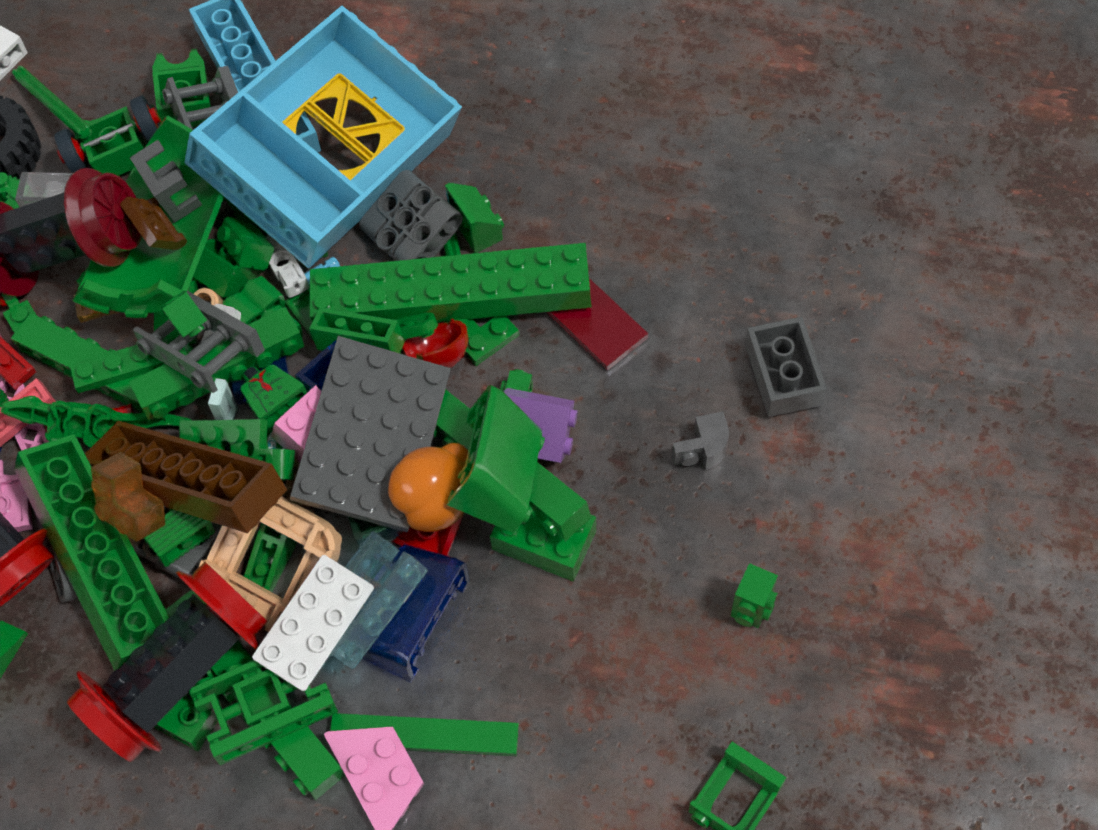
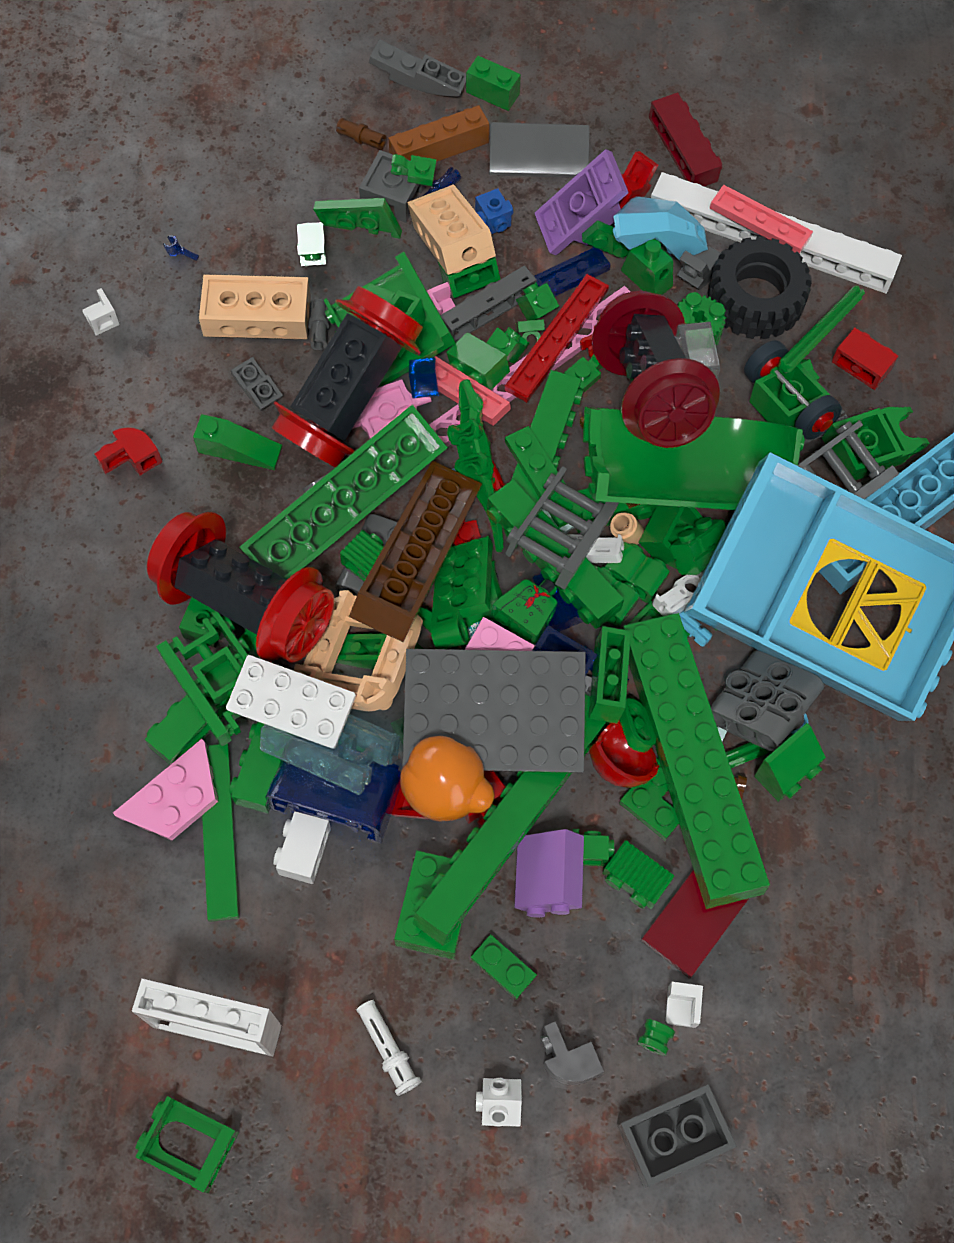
camera: 75 degrees right, 5 degrees up
(92, 79) = (864, 358): none -> red brick
(123, 499) = (381, 506): clear orange brick -> none
(153, 223) = (676, 447): reddish brown plate -> none
(164, 182) = (730, 445): dark grey panel -> none
(184, 314) = (577, 504): green brick -> none
(222, 402) = (515, 569): light aqua tile -> none
(369, 681) = (255, 775): none -> green brick
(460, 649) = (302, 848): none -> white brick
(499, 462) = (475, 838): green windscreen -> none
(550, 357) = (637, 875): none -> green brick
(611, 487) = (503, 967): none -> green plate
(625, 740) = (207, 1017): none -> white window
(672, 342) = (684, 1004): none -> white panel
(684, 588) = (394, 1061): none -> white pin
(697, 369) = (656, 1037): none -> green wheel
(736, 503) = (500, 1102): none -> white brick
(754, 597) = (391, 1134): green brick -> none

